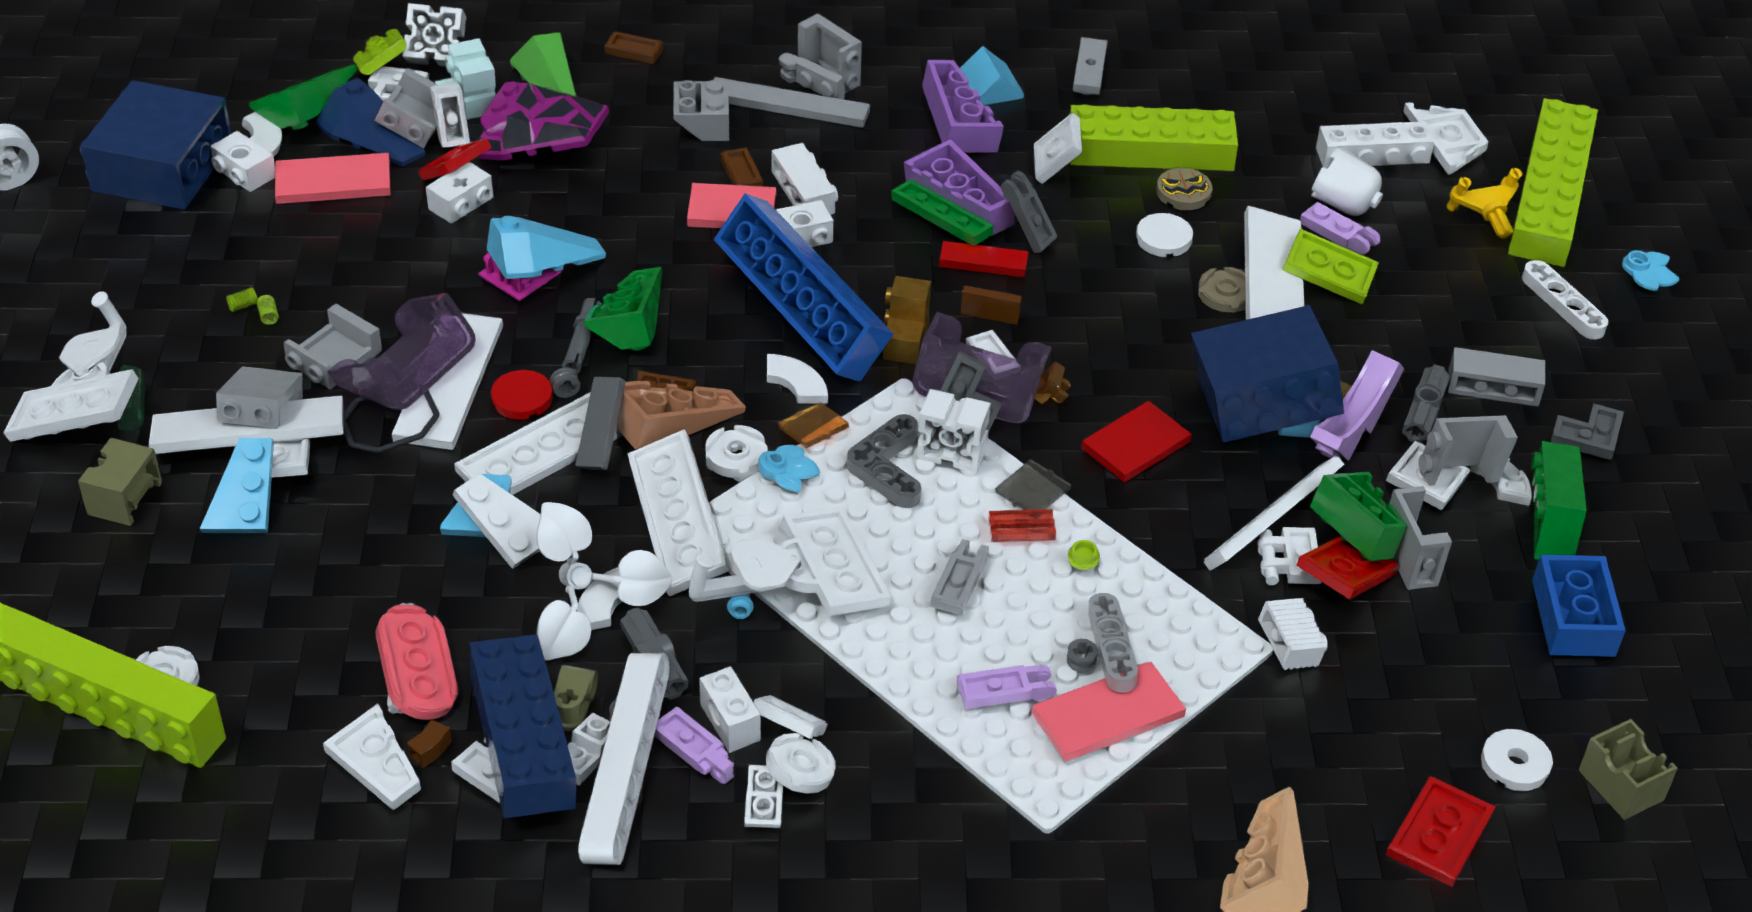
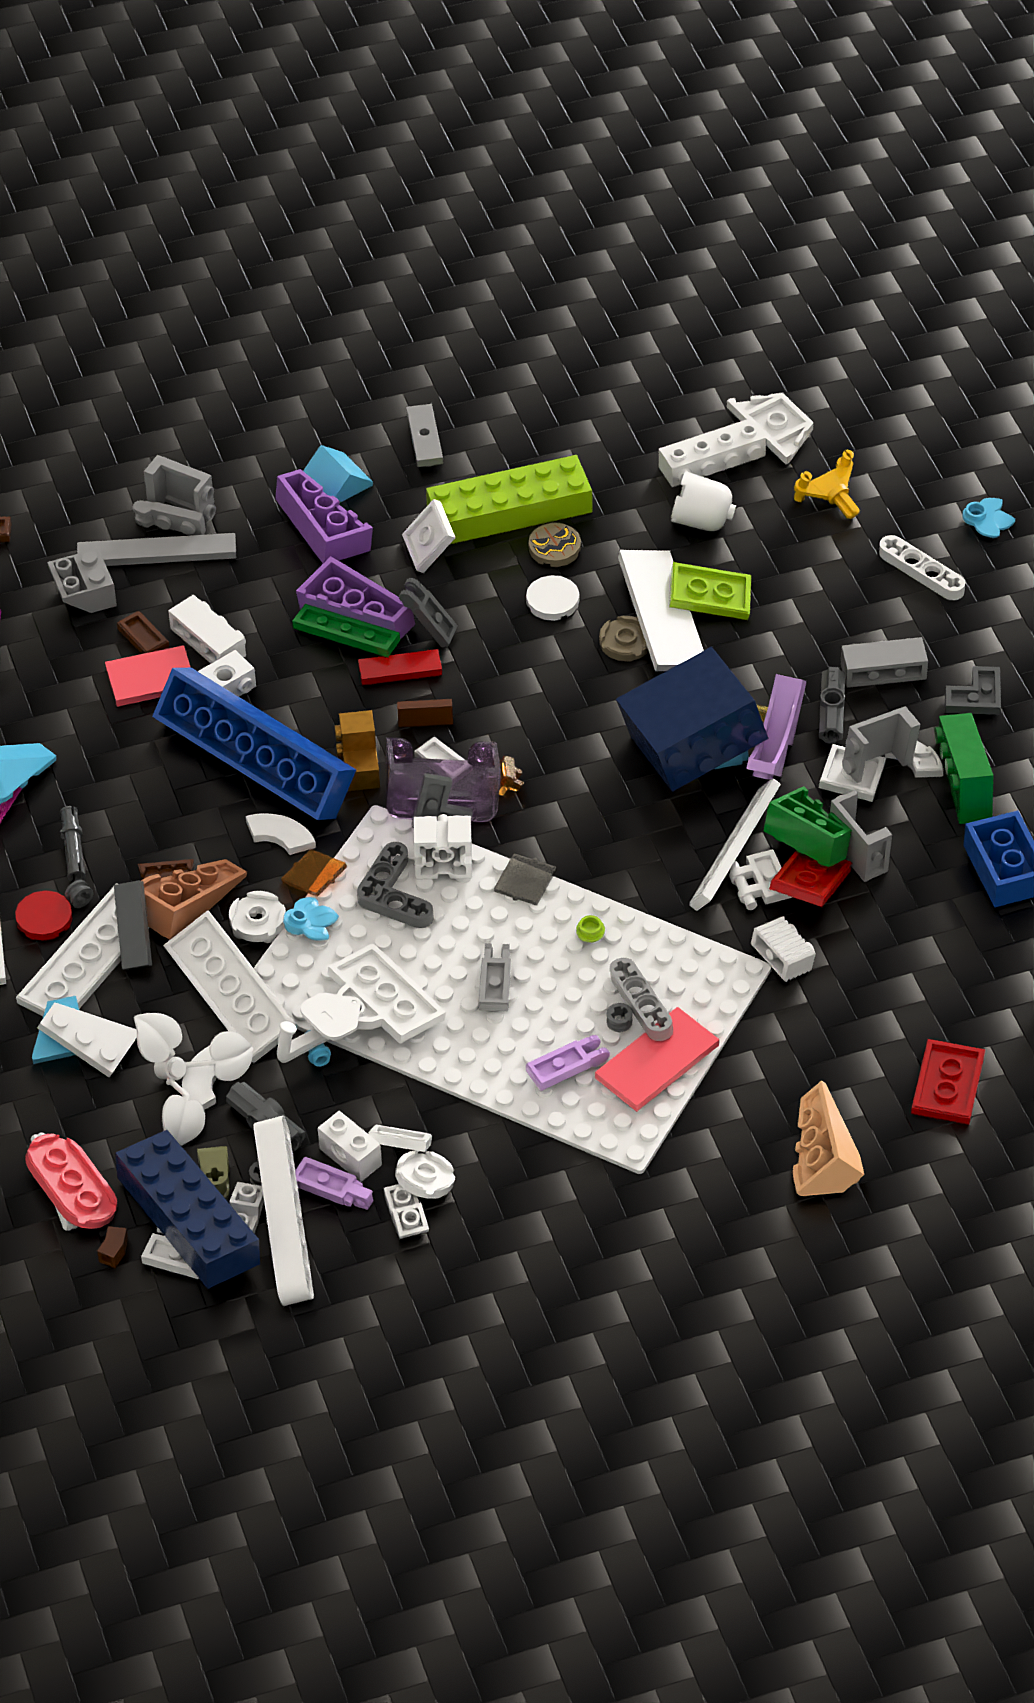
camera: 15 degrees left, 5 degrees up
(374, 758) = (73, 1271): white wing -> none
(630, 313) = (105, 807): green wedge -> none
(1014, 525) = (526, 913): clear red tile -> none
(1136, 441) = (596, 809): red tile -> none
(1339, 229) = (706, 549): lavender hinge -> none
(1520, 744) = (991, 992): white tile -> none
(1553, 183) = (882, 449): lime brick -> none

